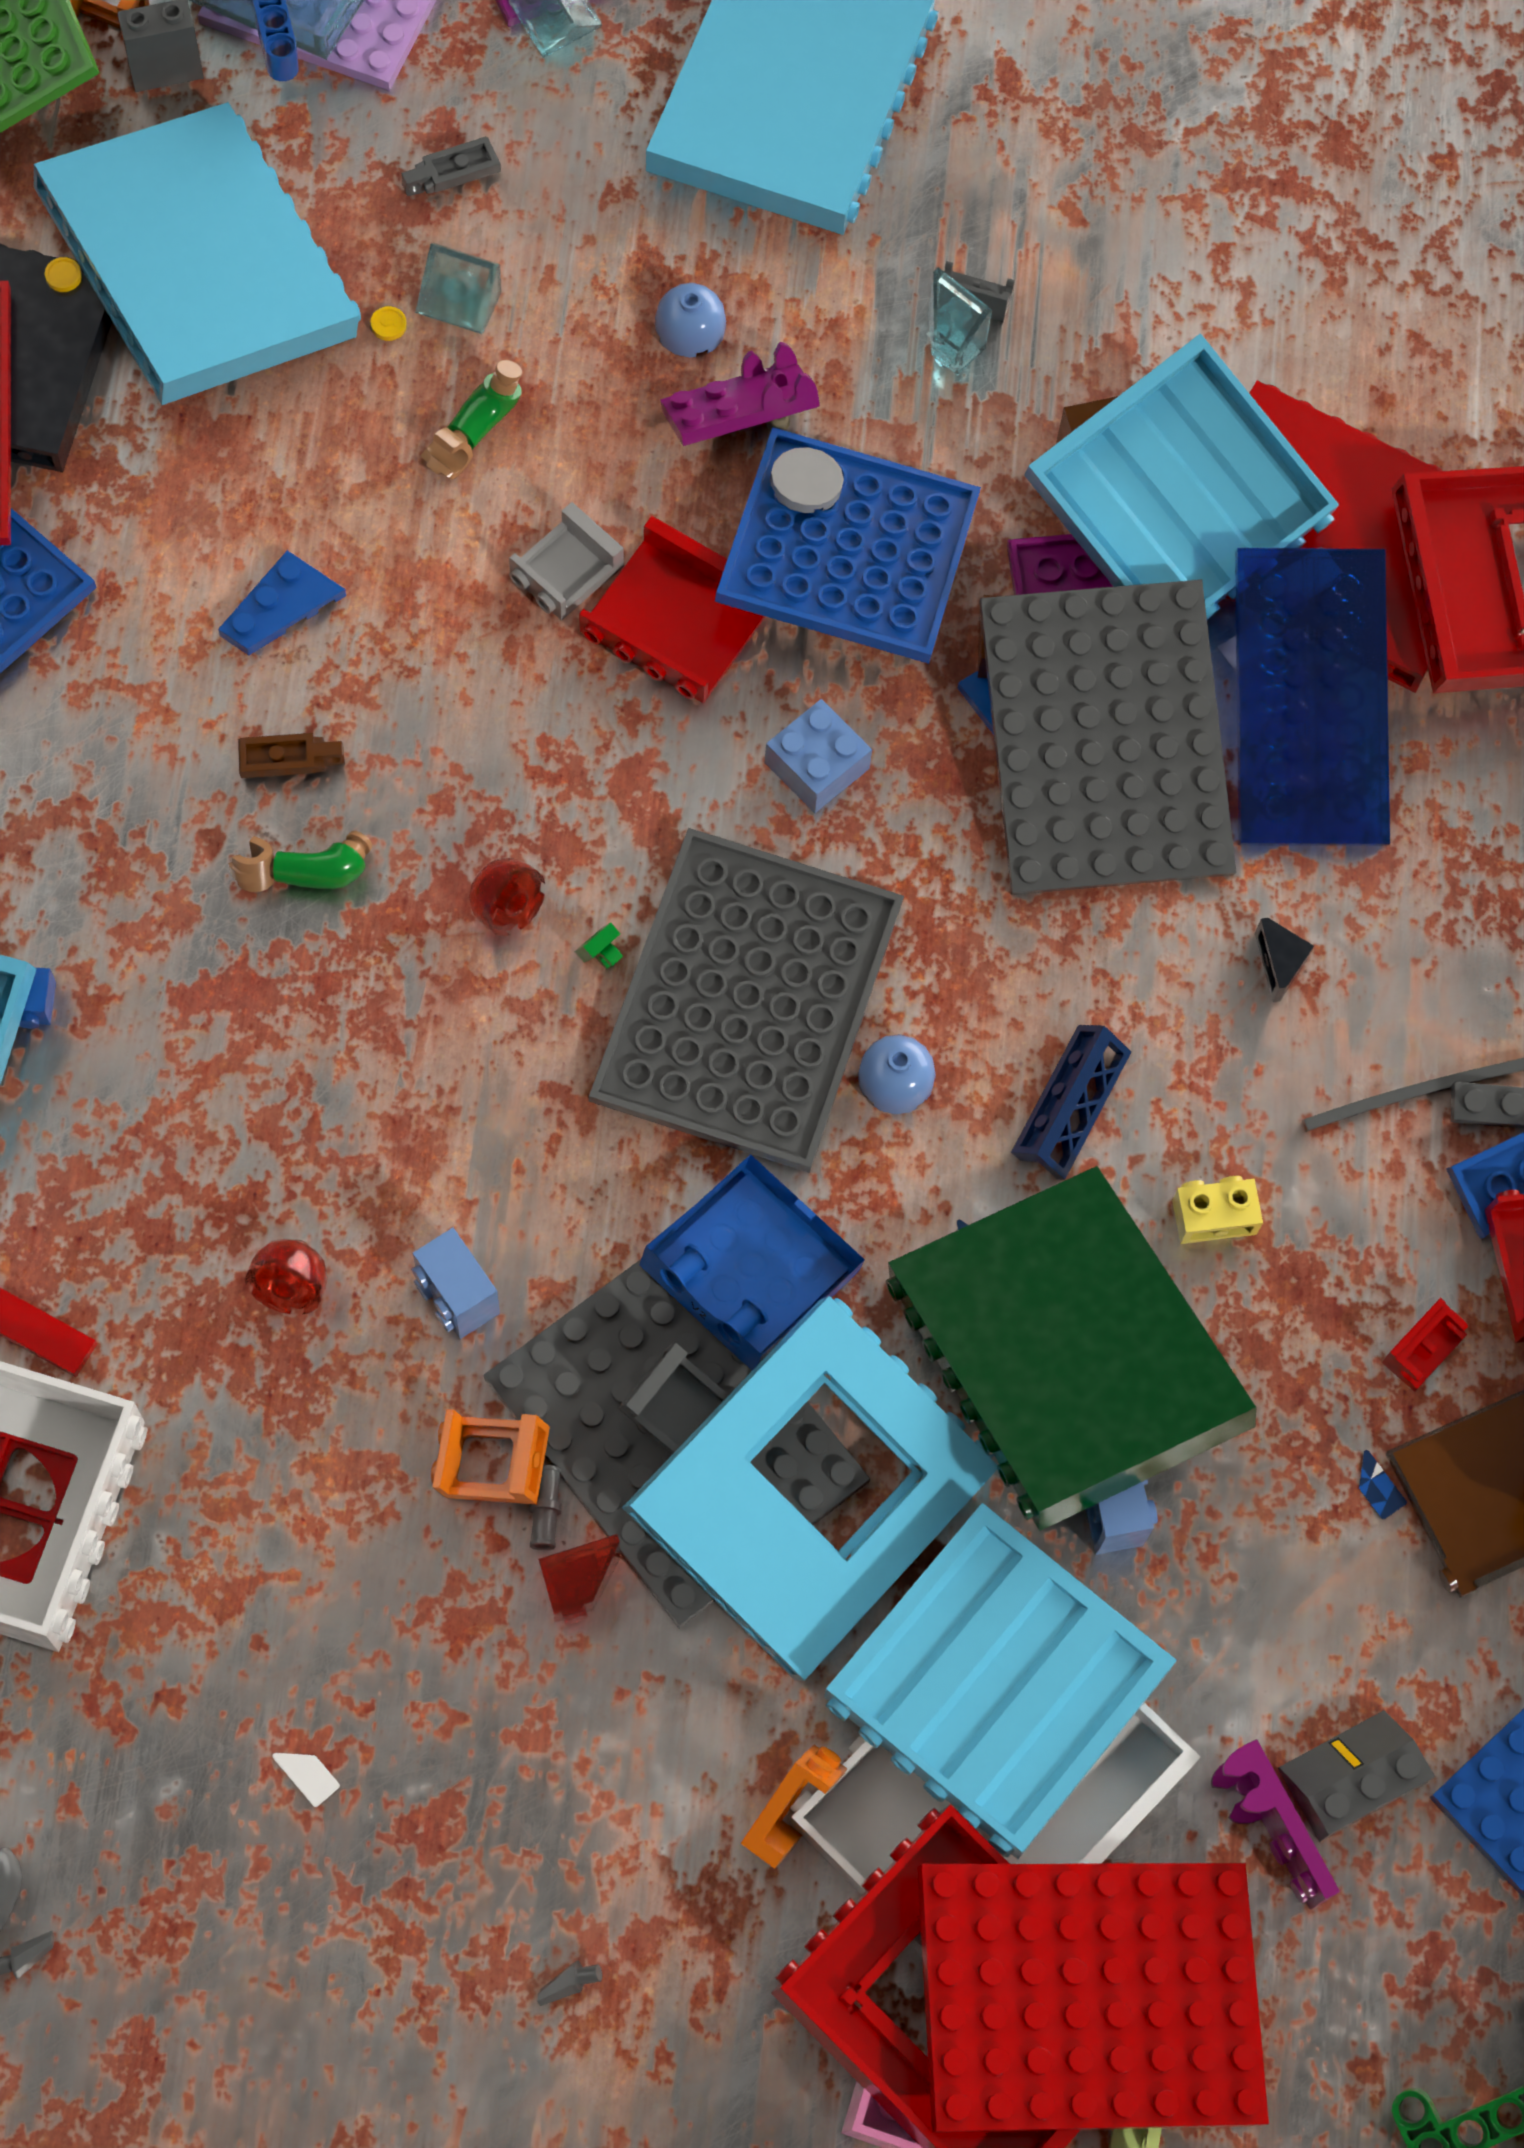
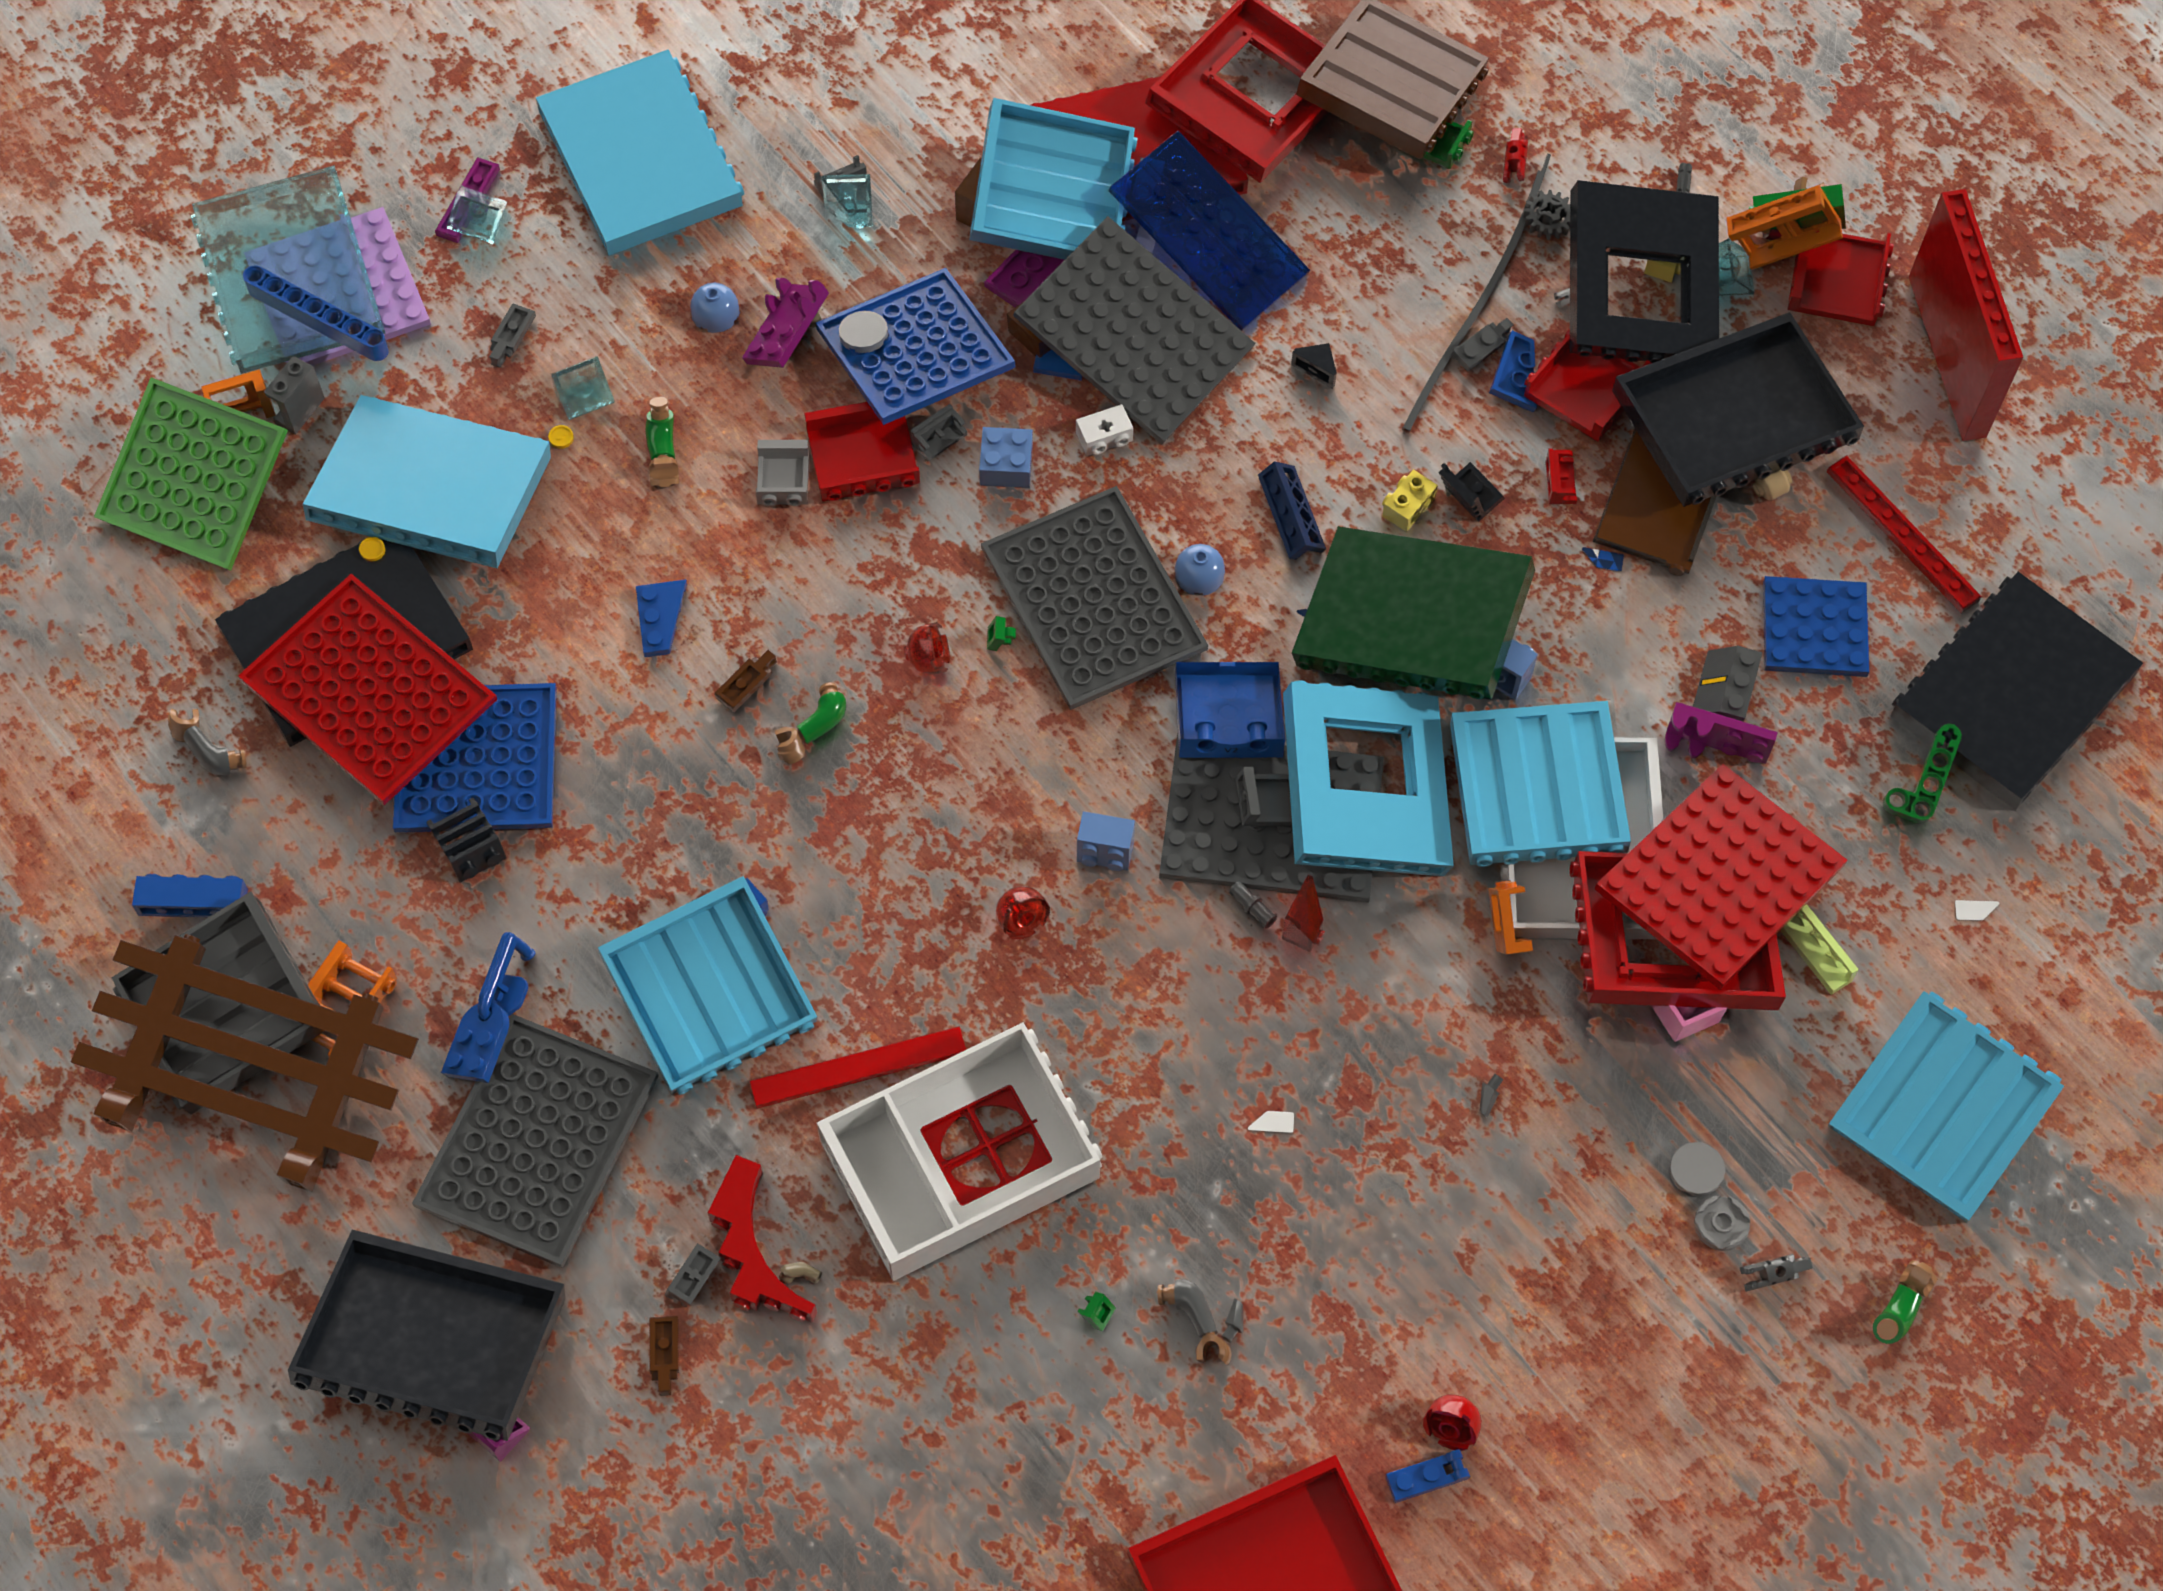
camera: 40 degrees left, 5 degrees down
(526, 1463) = (1224, 891): orange window -> none
(777, 664) = (938, 432): none -> dark grey hinge
(977, 818) = (1104, 430): none -> white brick
(1298, 1263) = (1471, 490): none -> black plate

